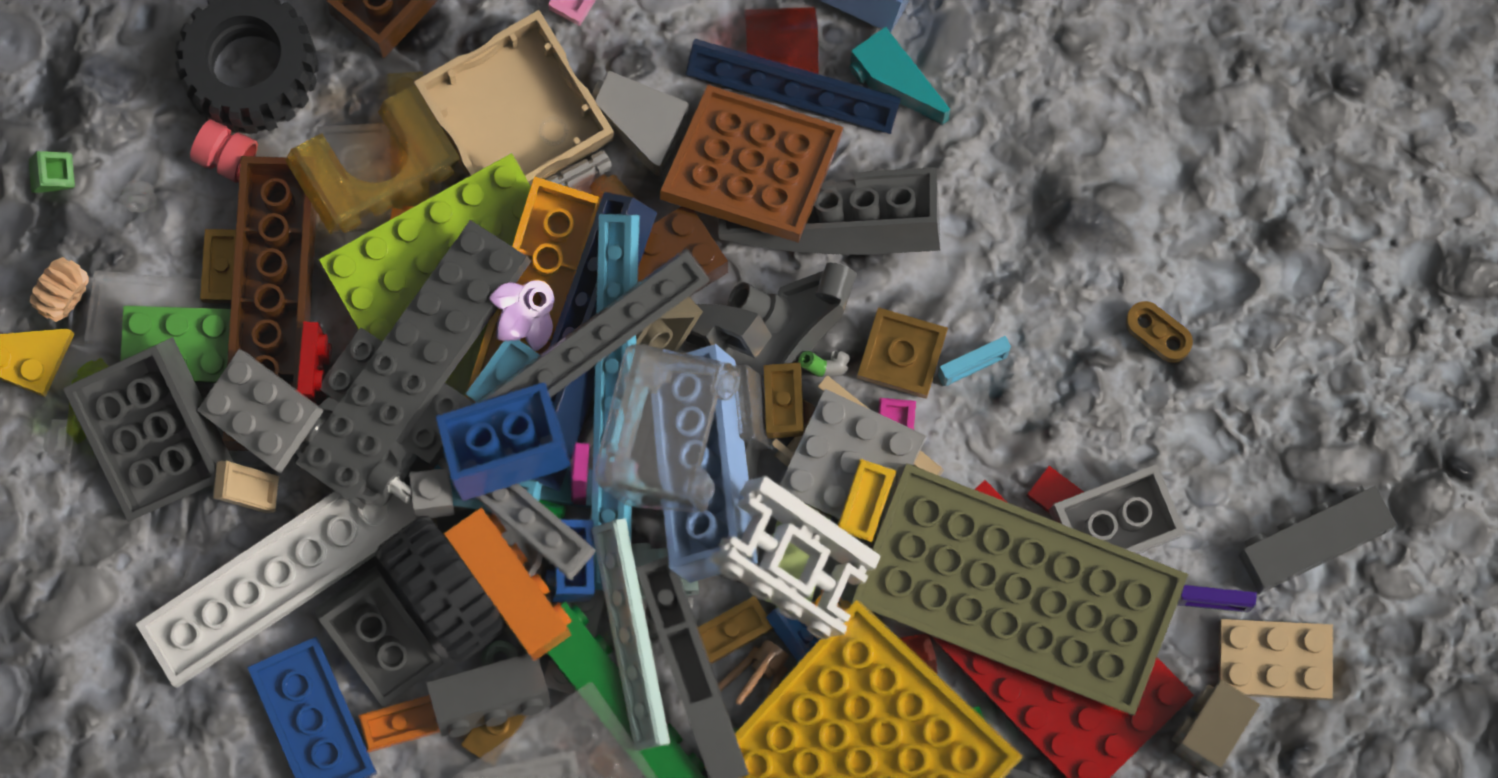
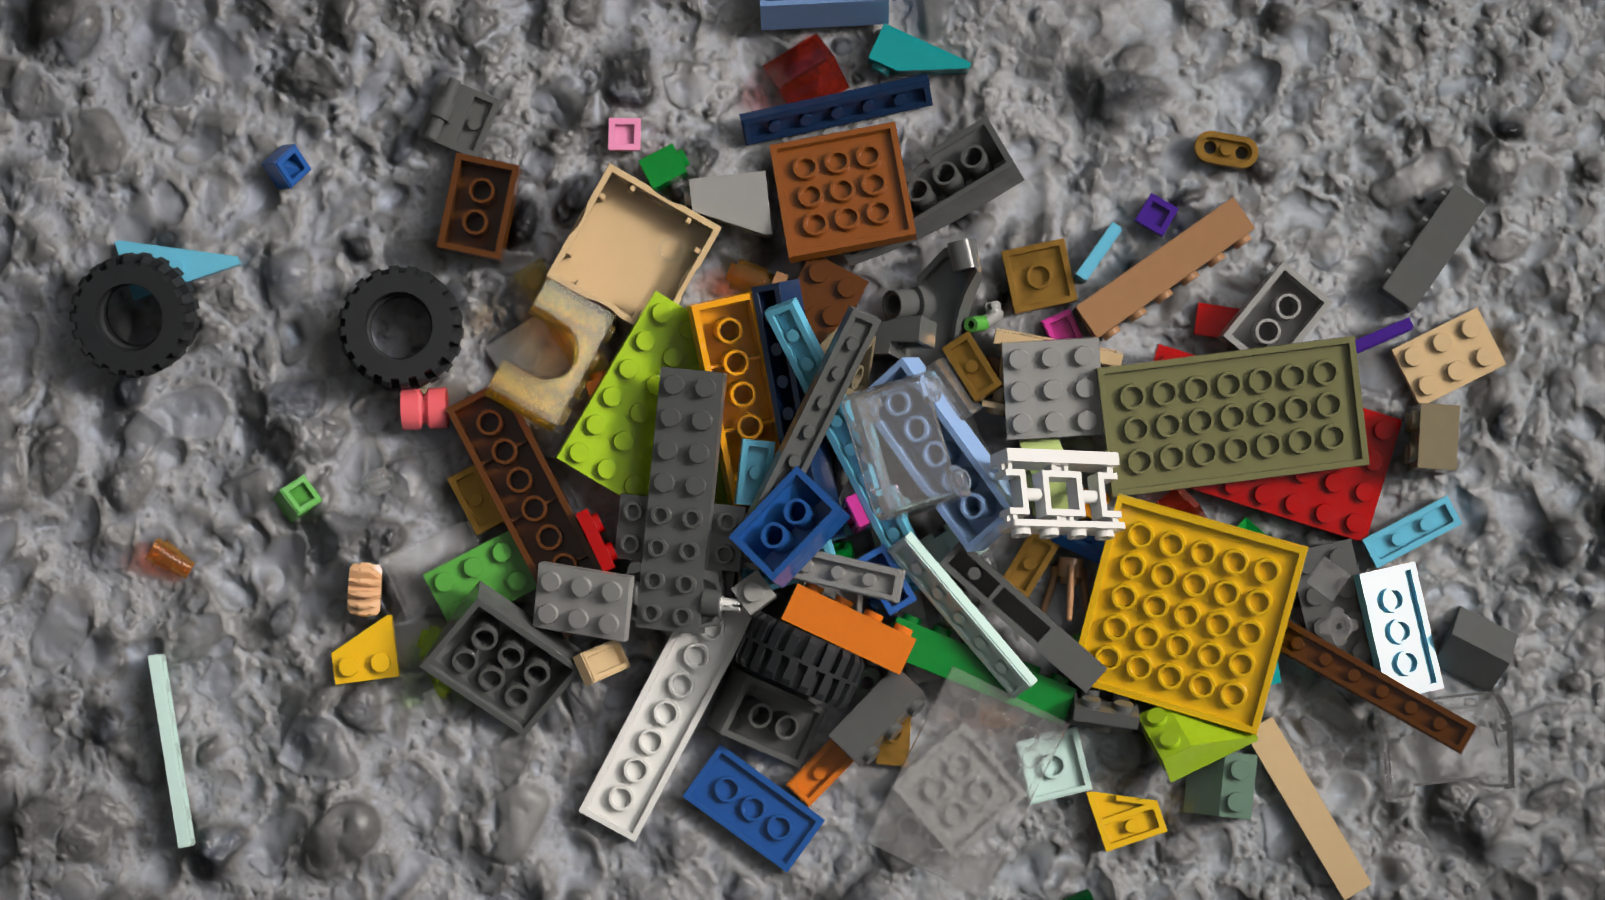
camera: 30 degrees left, 10 degrees up
(520, 315) = (745, 421): lavender plate -> none
(583, 171) = (708, 273): light grey axle -> none
(593, 50) = (664, 167): none -> green brick
(866, 500) = (1081, 413): yellow tile -> none
(1032, 413) = (1165, 268): none -> medium nougat brick
(1054, 357) = (1156, 215): none -> dark purple plate

